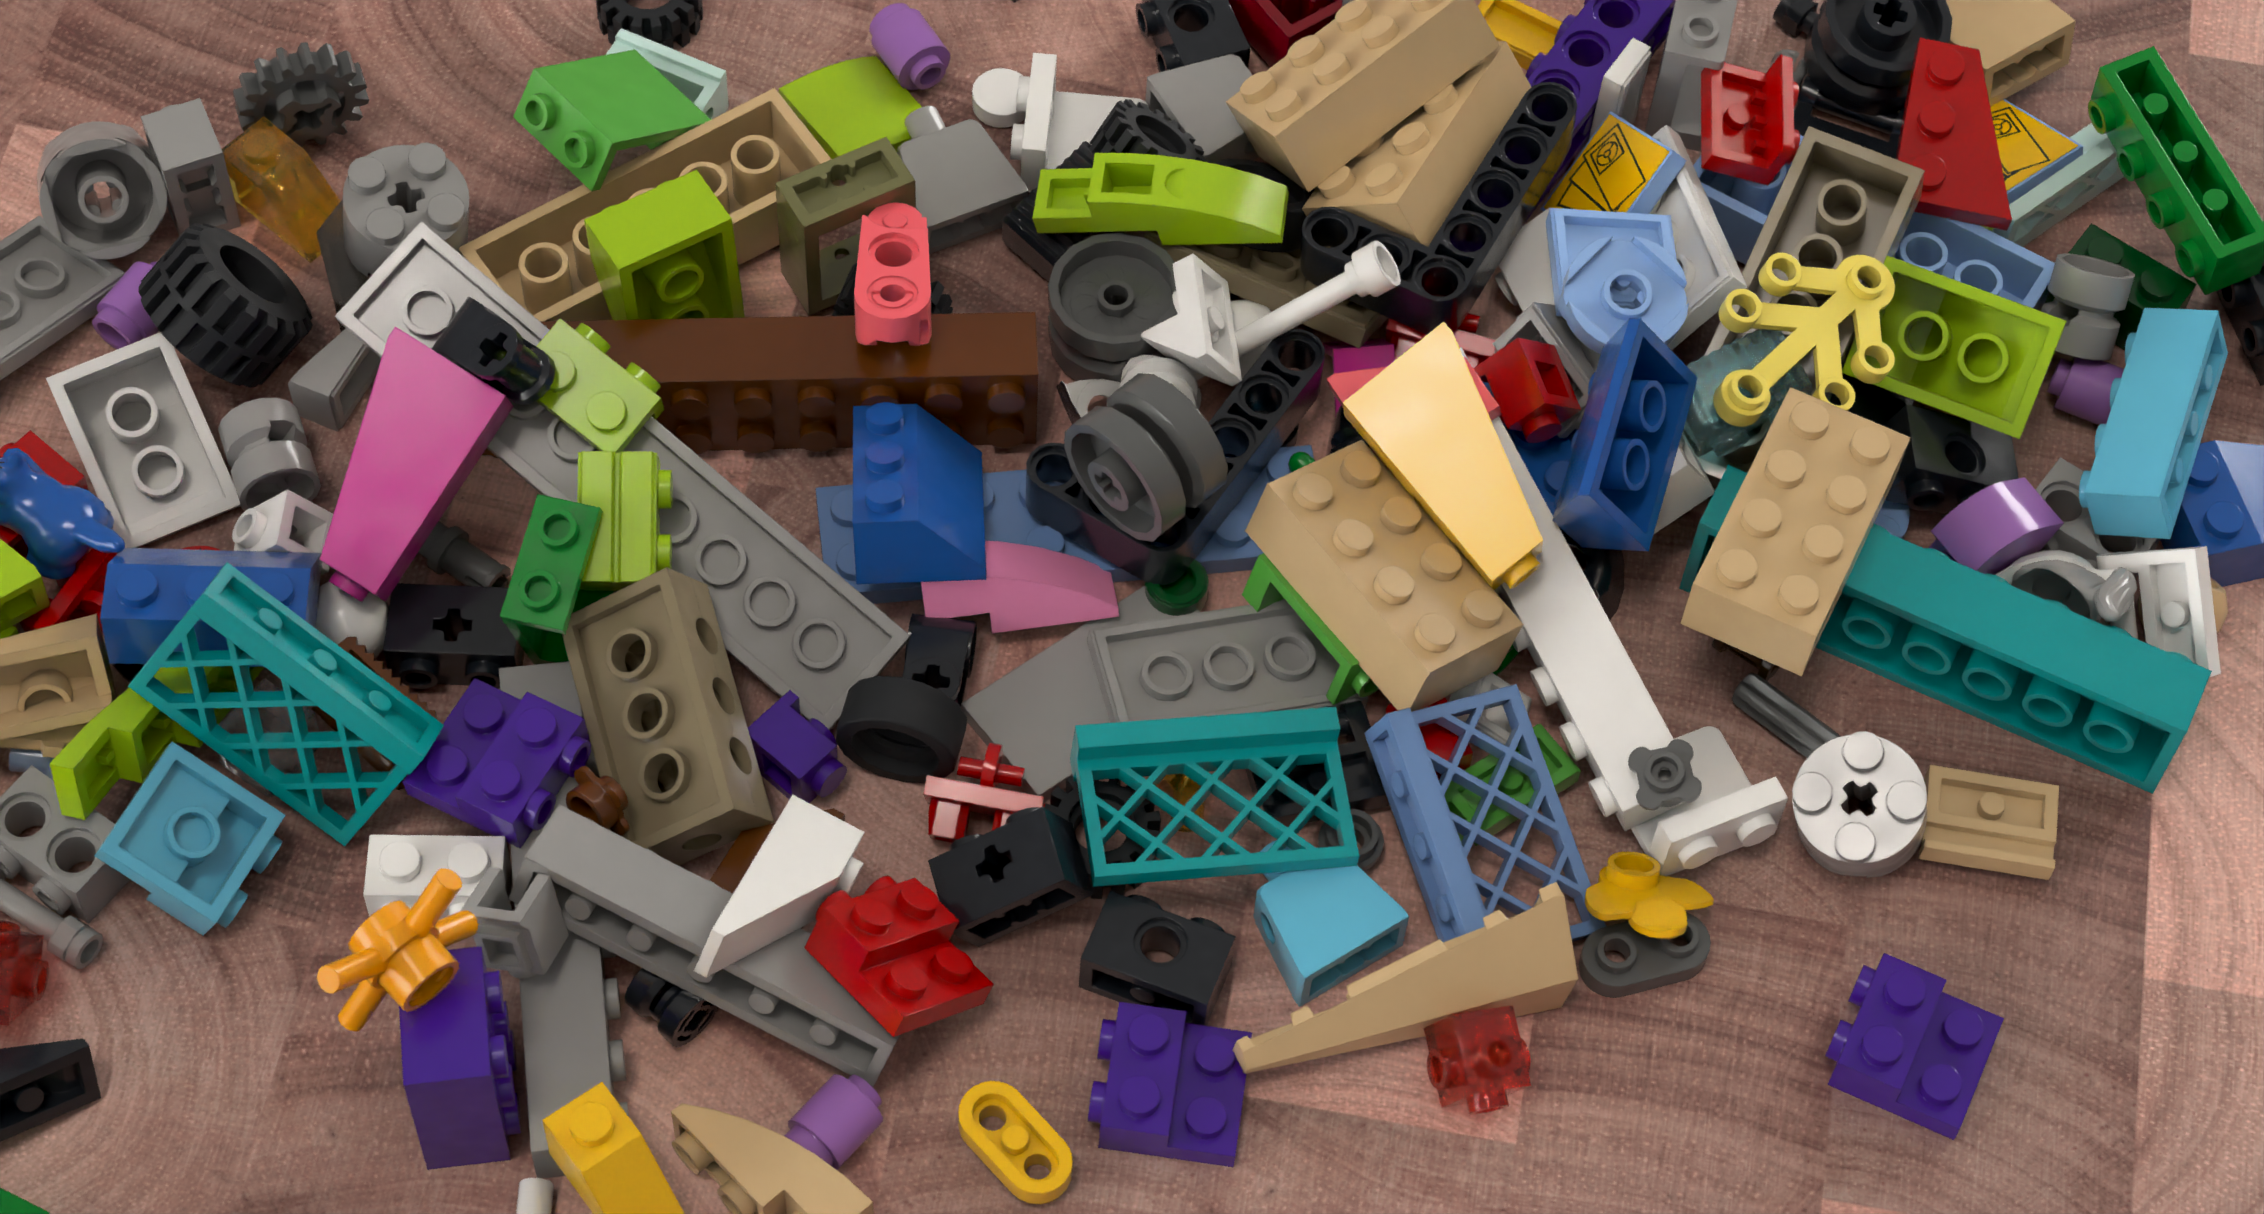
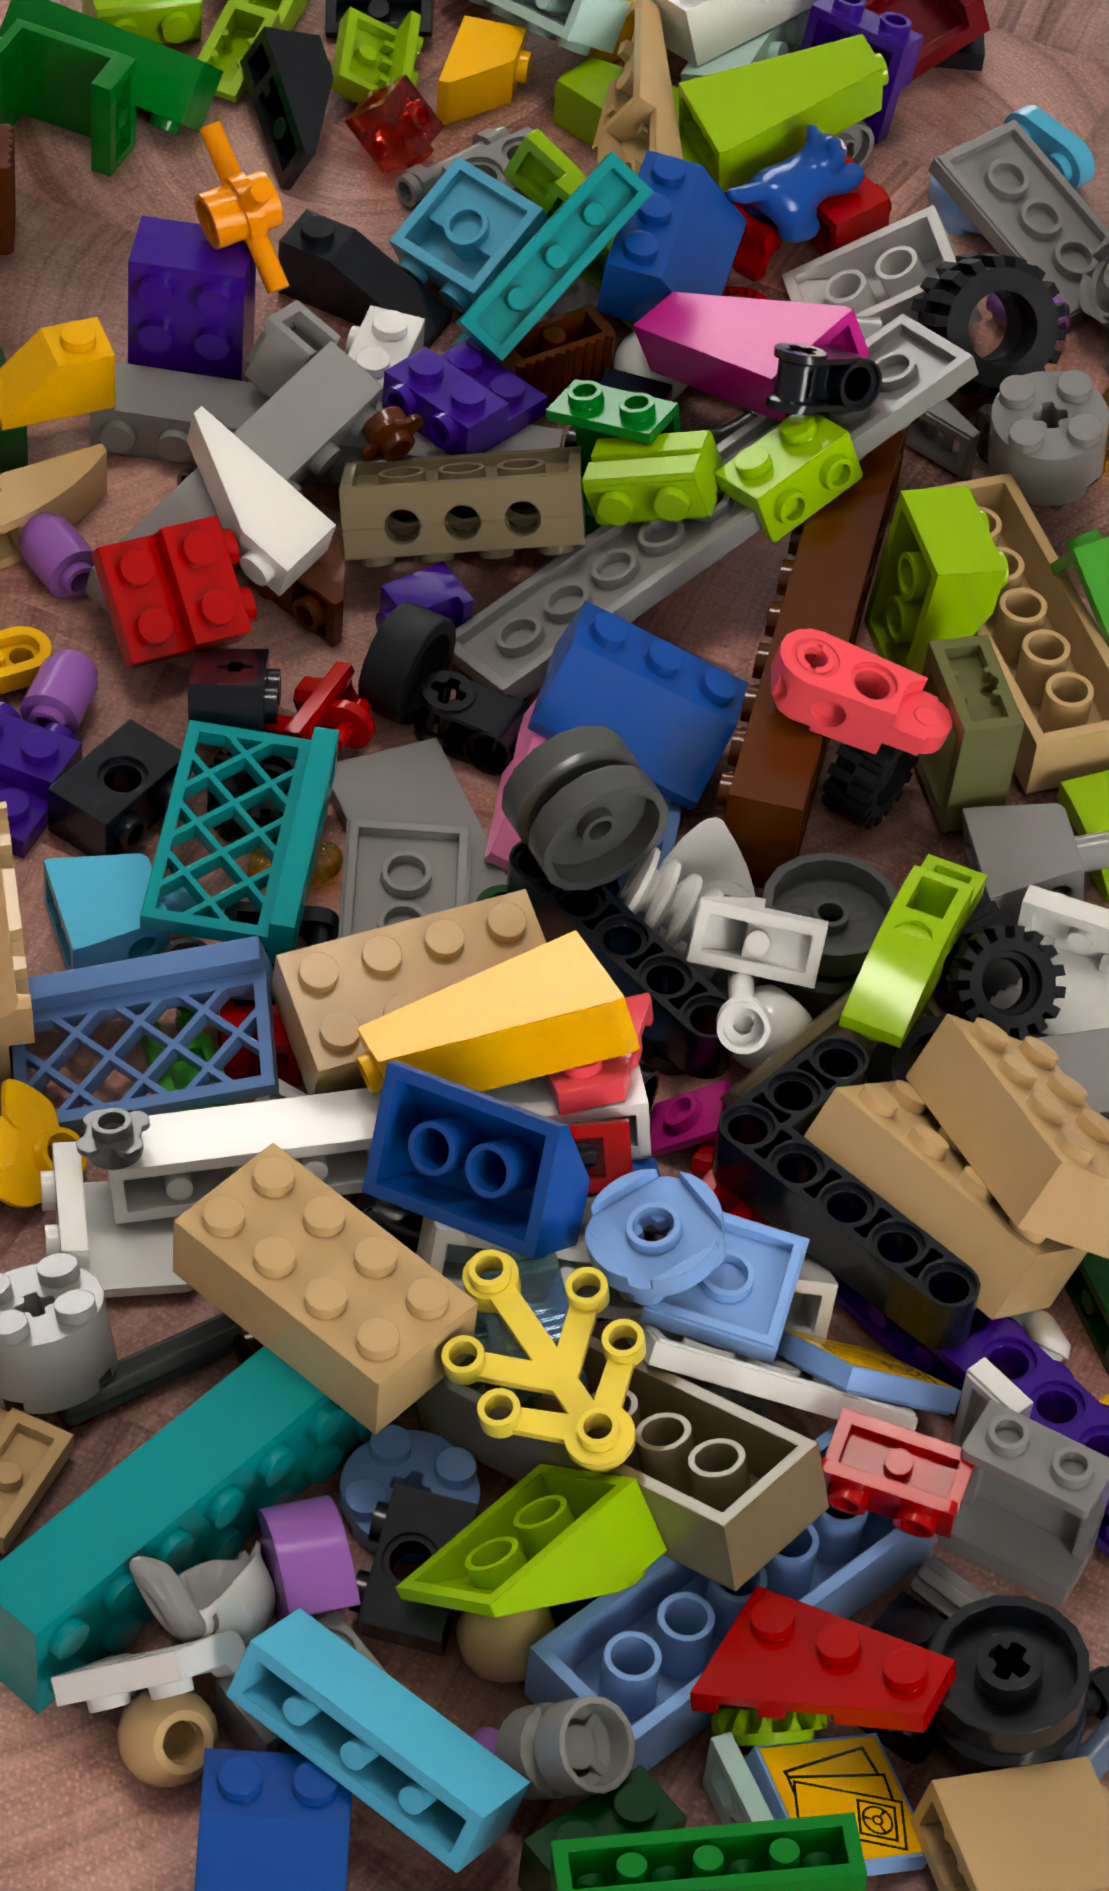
camera: 105 degrees right, 10 degrees down
(278, 955) = (346, 273): none -> black slope
(1042, 1057) = (61, 690): none -> medium lavender brick

